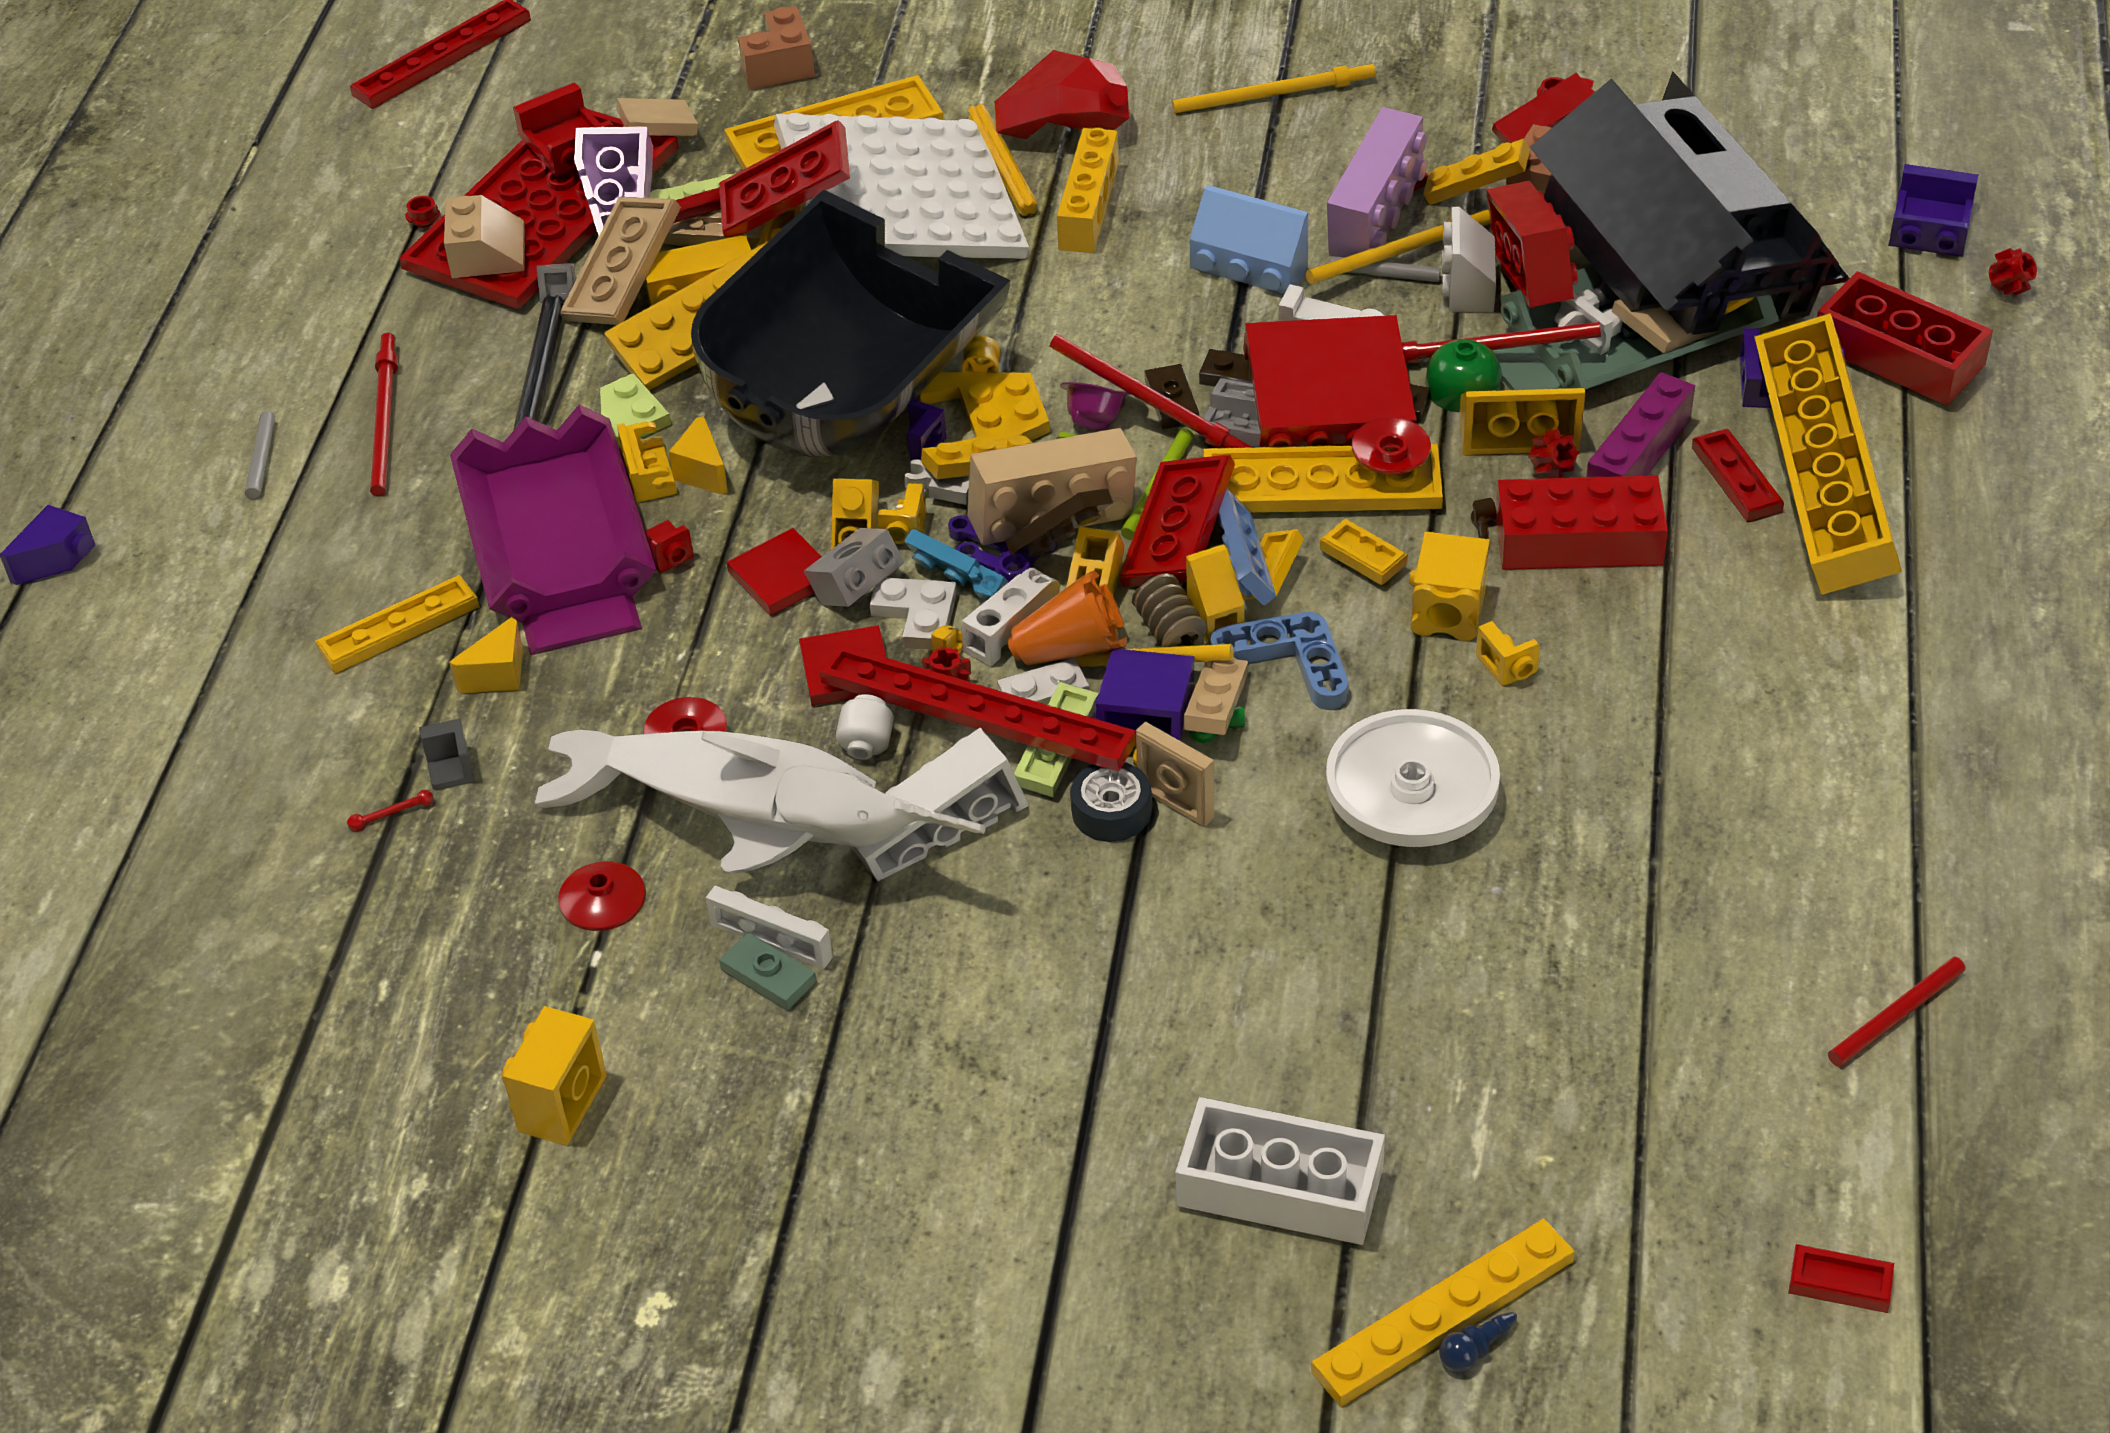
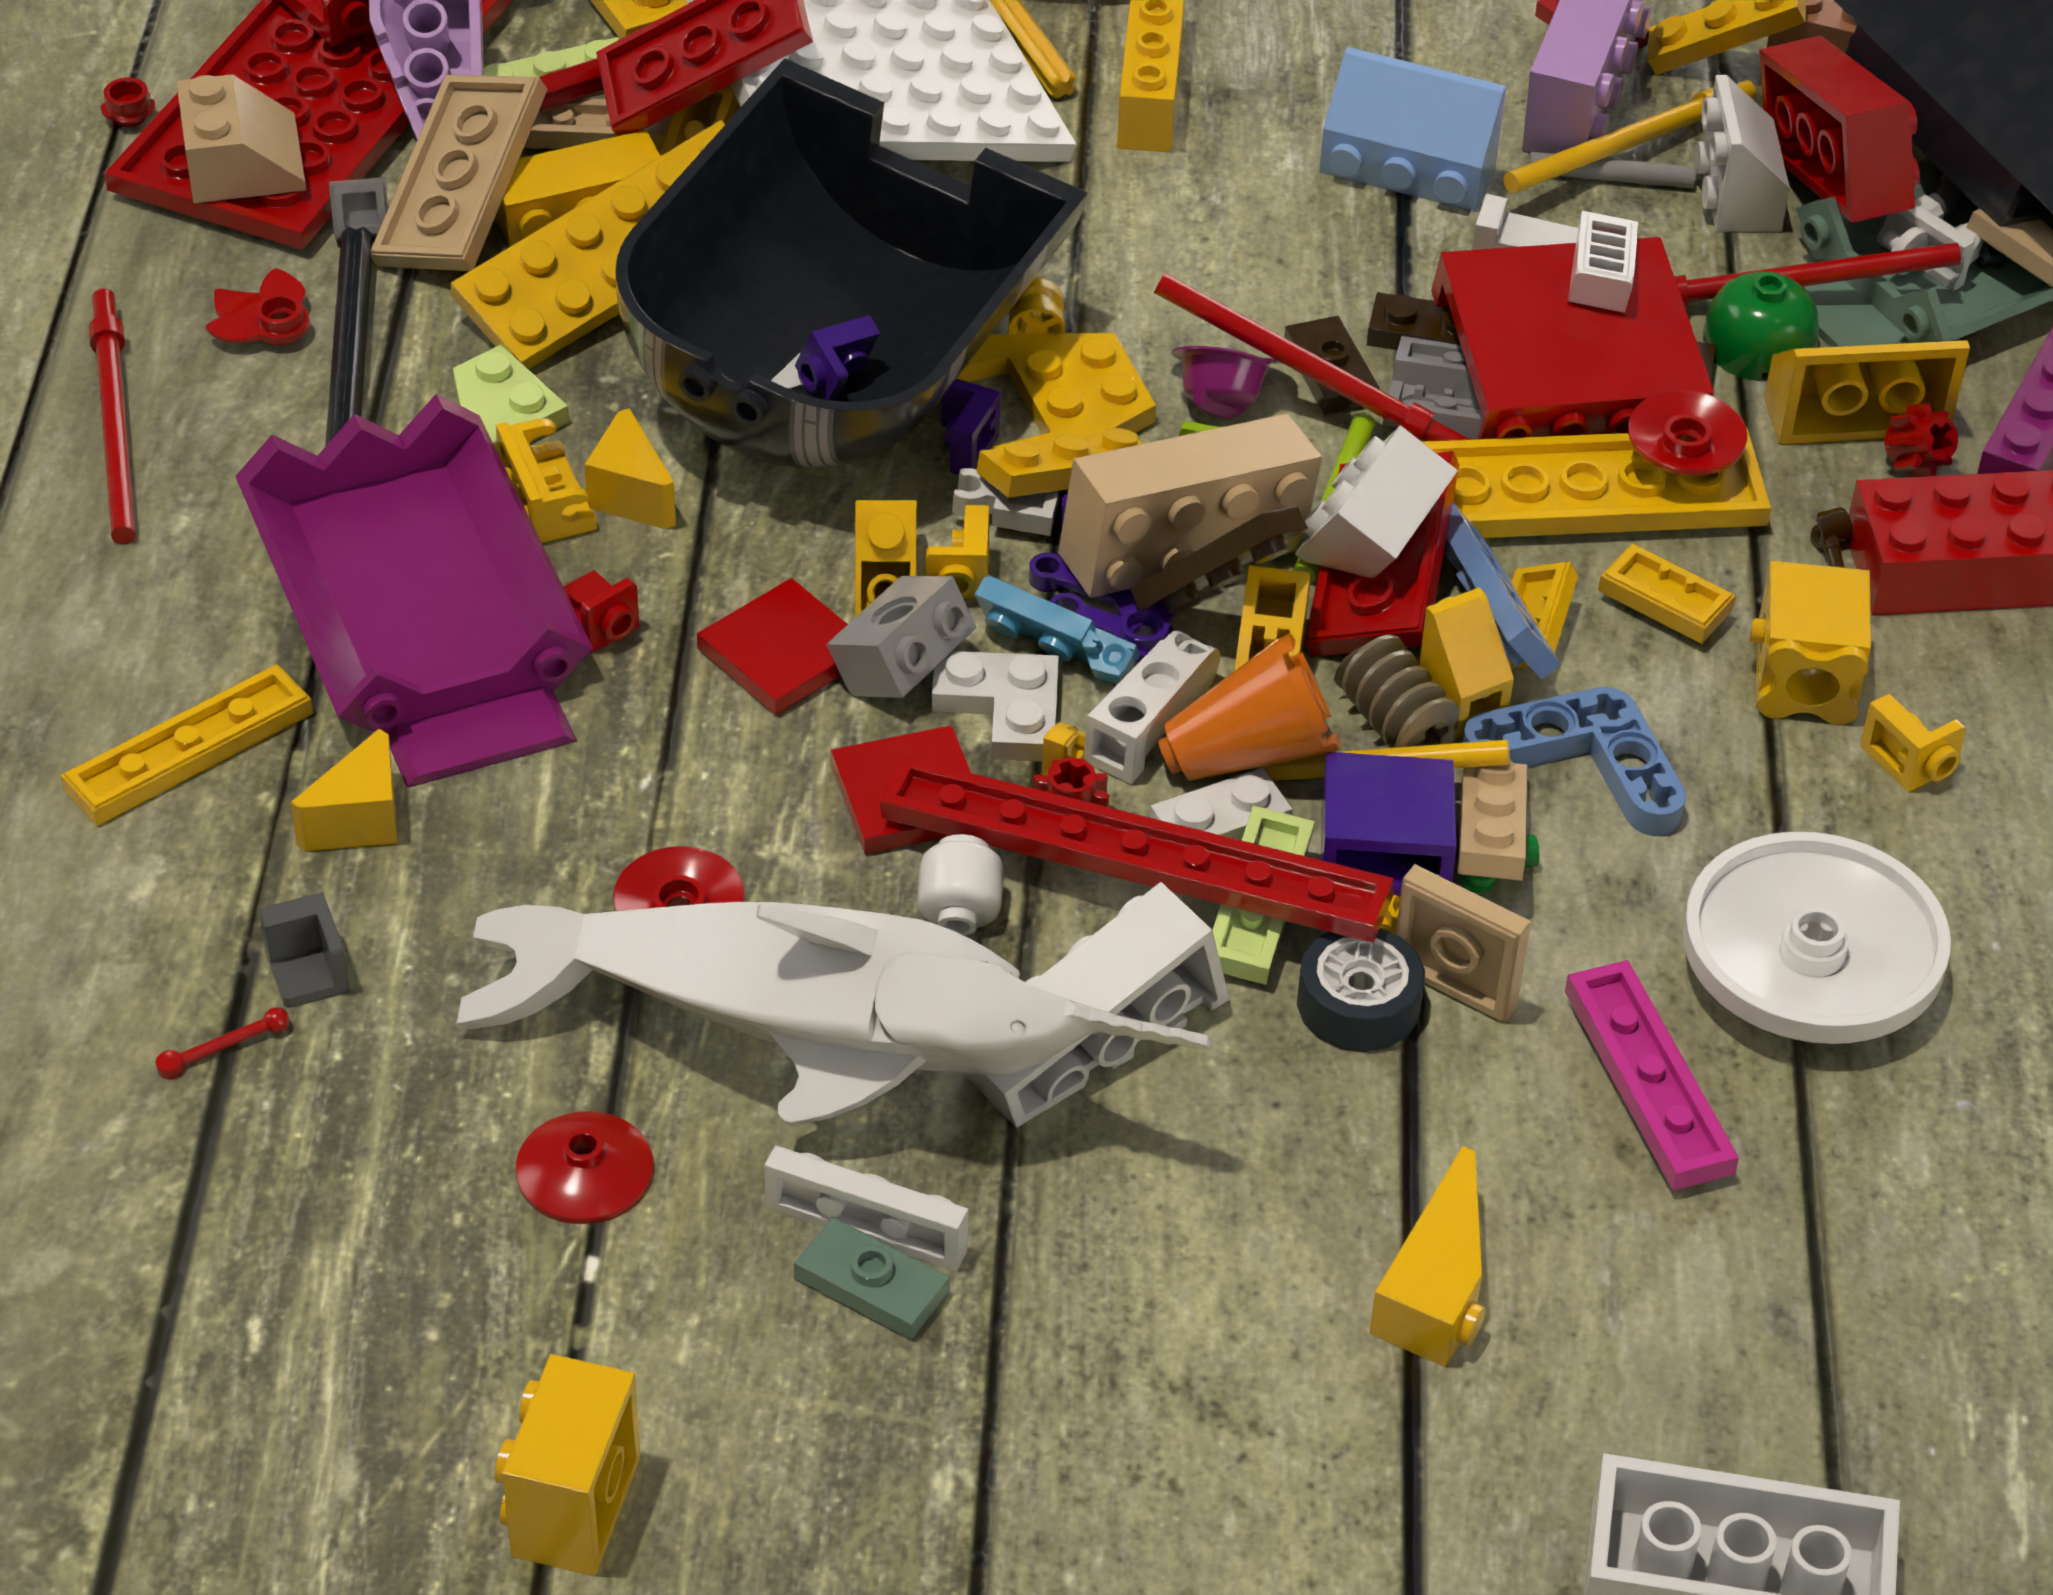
camera: 10 degrees left, 0 degrees up
(489, 352) = (269, 316): none -> red plate
(842, 383) = (834, 355): none -> dark purple bracket
(1120, 988) = (1436, 1277): none -> yellow slope
(1170, 488) = (1375, 505): none -> white slope
(1289, 863) = (1651, 1075): none -> dark pink plate
(1346, 347) = (1603, 272): none -> white slope

